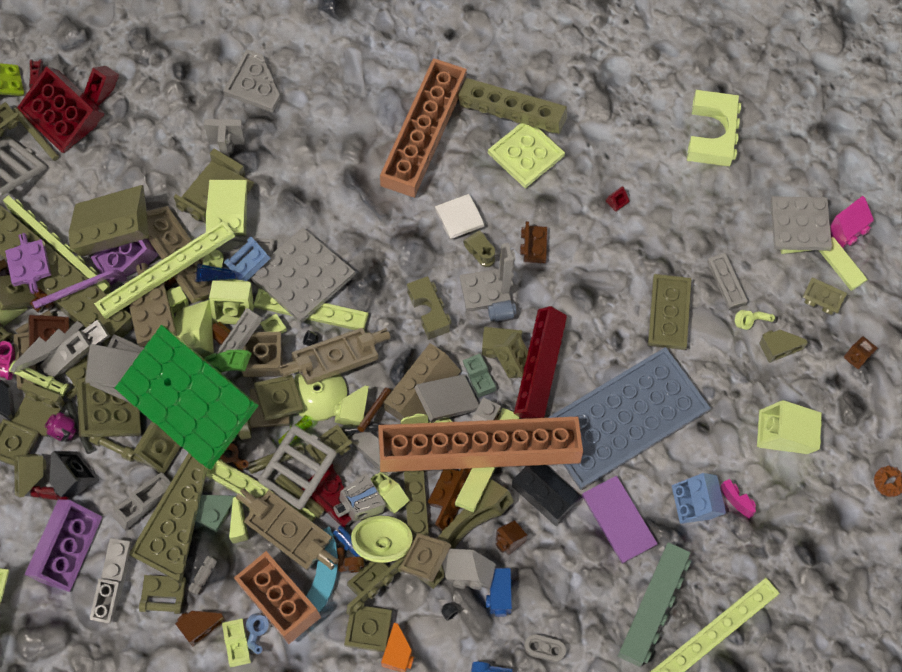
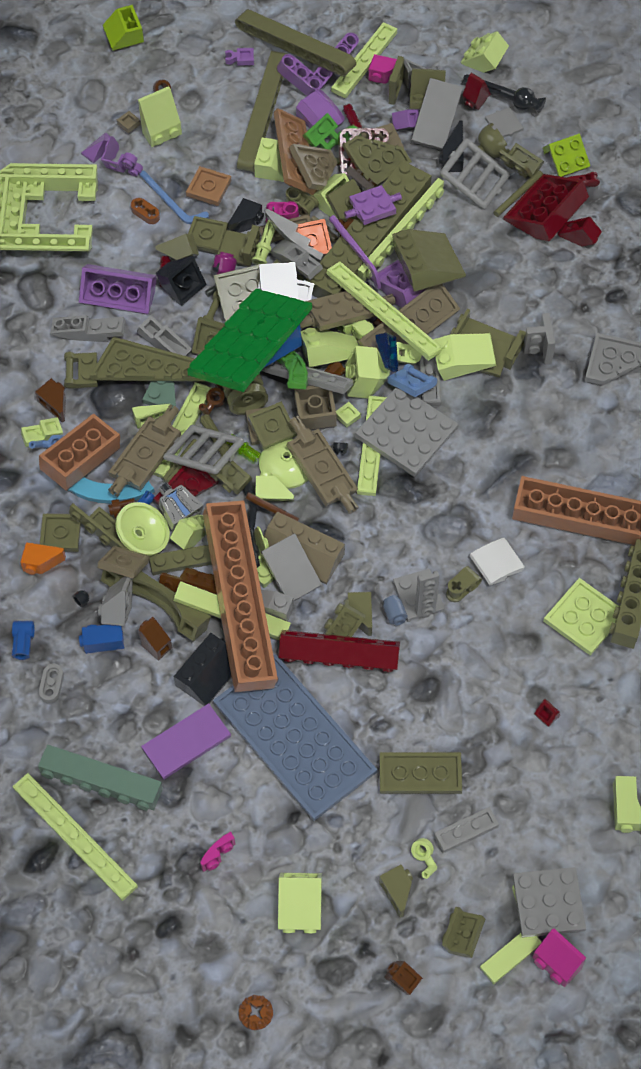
camera: 85 degrees right, 5 degrees down
(202, 575) = (99, 396): light grey axle -> none
(424, 293) = (375, 552): olive arch -> none
(479, 375) = (324, 599): sand green slope -> none
(534, 243) = (479, 634): reddish brown bracket -> none
(698, 498) = (213, 813): medium blue slope -> none

